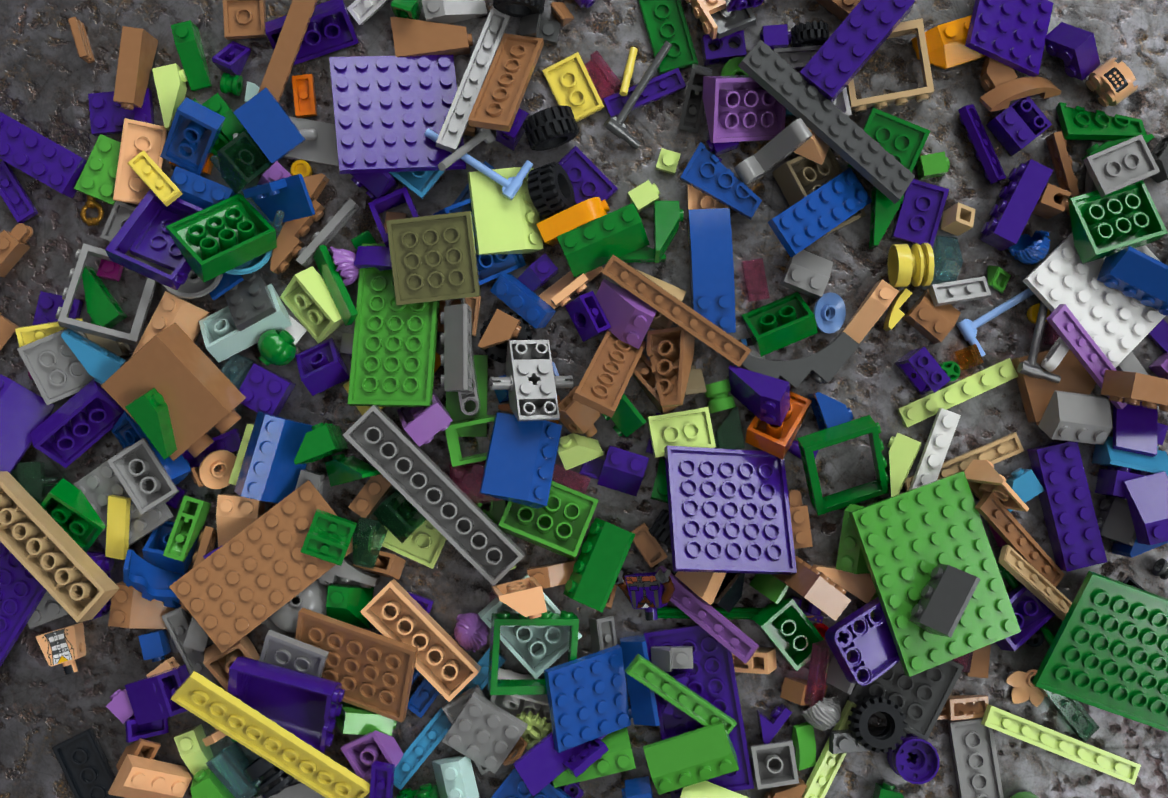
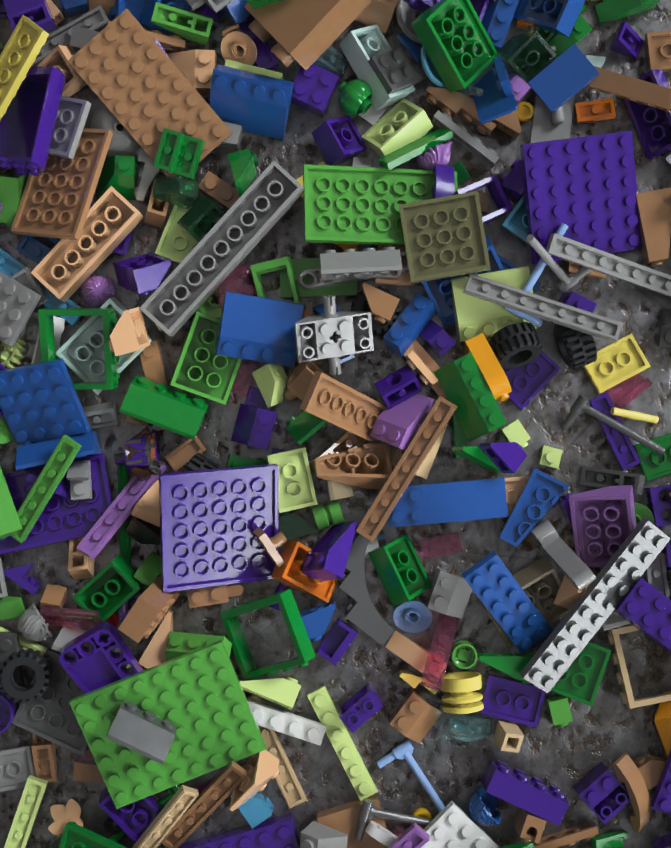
camera: 85 degrees right, 0 degrees up
(231, 84) = (601, 42): green wheel -> none
(320, 443) = (266, 141): green slope -> none
(424, 422) = (289, 237): medium lavender slope -> none
(454, 582) = (141, 272): none -> dark purple slope
(506, 82) = (616, 298): medium nougat plate -> none
(513, 158) = (543, 308): none -> light grey tile
(666, 207) = (504, 455): none -> dark purple slope
(750, 457) = (271, 545): none -> medium nougat tile
(852, 393) = (337, 641): none -> dark purple panel
(868, 286) = (439, 652): none -> clear pink plate
(870, 261) = (463, 654): none -> bright green wheel
(951, 369) = (361, 736): green wheel -> none
(959, 291) = (439, 740): light grey plate -> none
(969, 357) = (376, 752): clear orange plate -> none
(982, 144) = (582, 758): dark purple plate -> none
(997, 278) = (453, 777): bright green slope -> none

